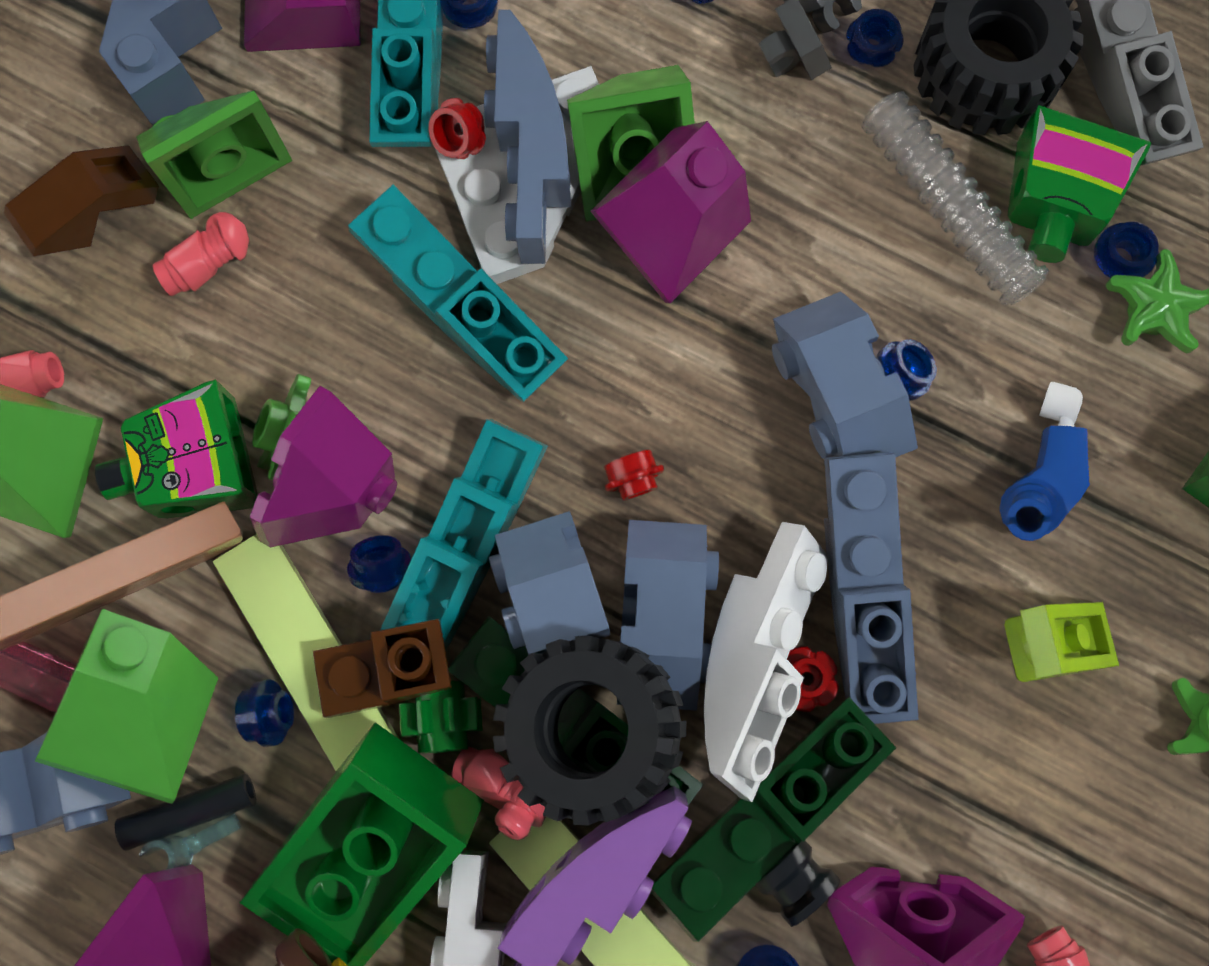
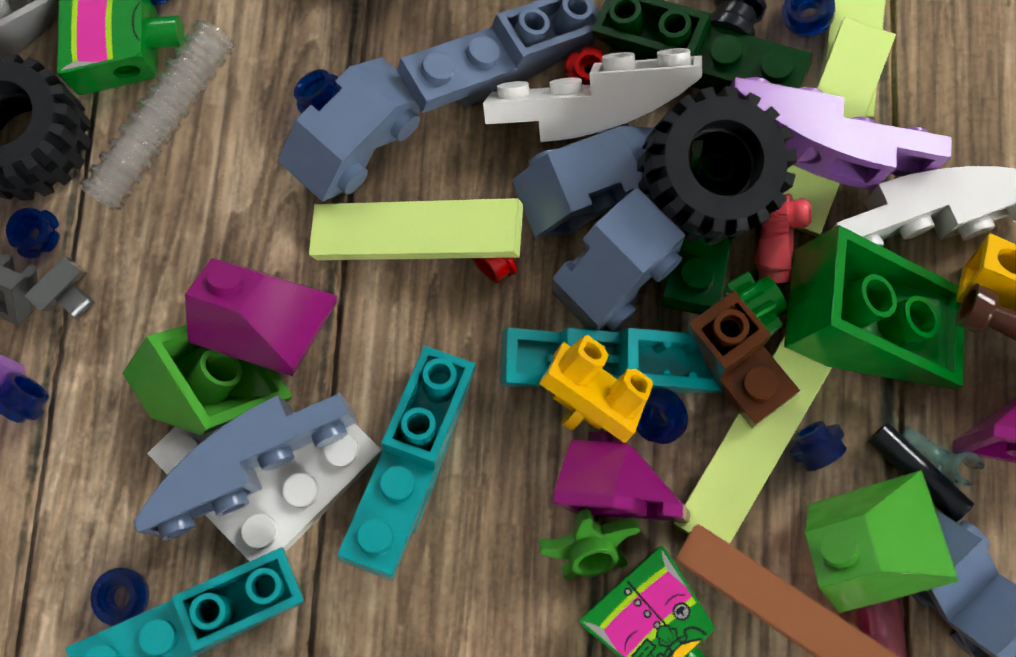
camera: 110 degrees left, 0 degrees up
(424, 494) = (592, 392): none -> yellow hips
(446, 130) = (272, 529): red plate -> none
(693, 404) = (417, 230): none -> yellowish green tile

